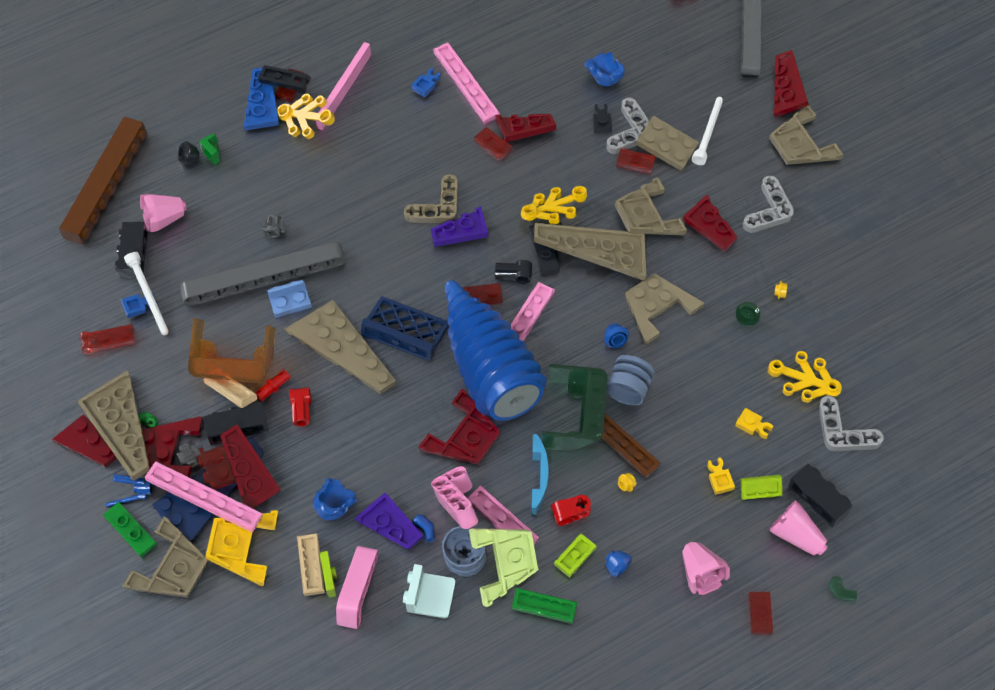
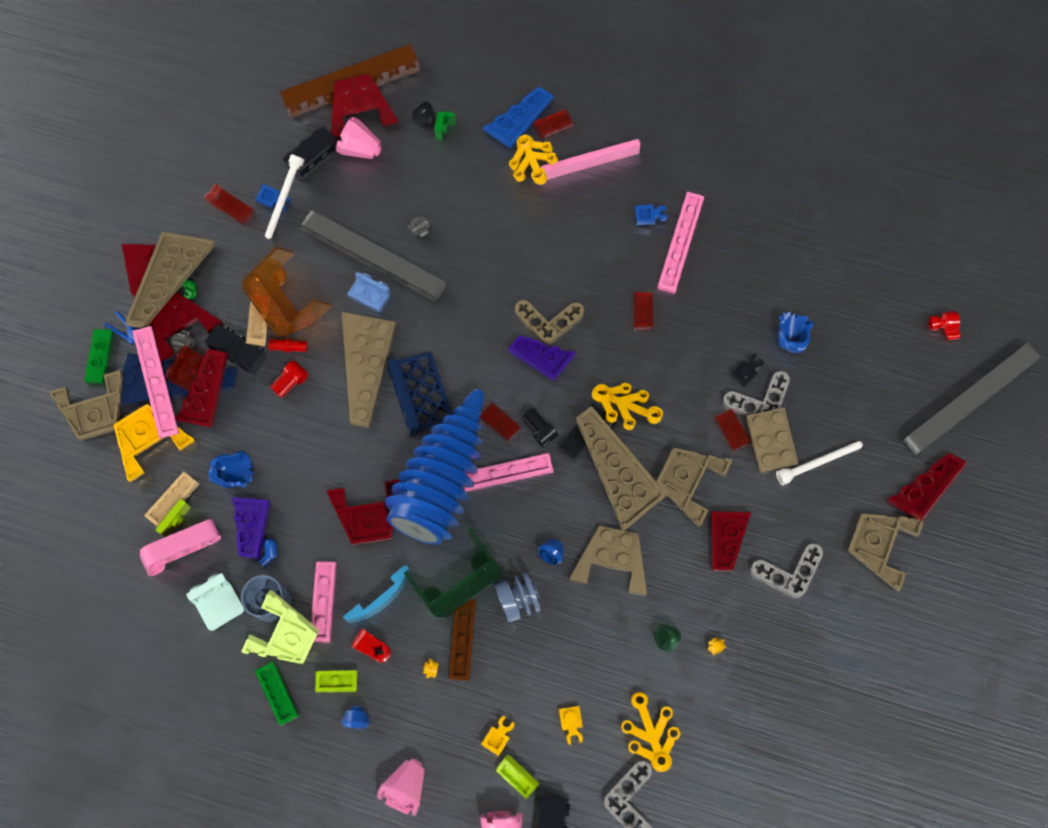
camera: 50 degrees right, 10 degrees up
(124, 183) = (358, 96): none -> dark red wing
(284, 78) = (548, 115): black plate -> none
(450, 494) = (304, 543): bright pink beam -> none
(522, 127) = (678, 318): dark red wing -> none

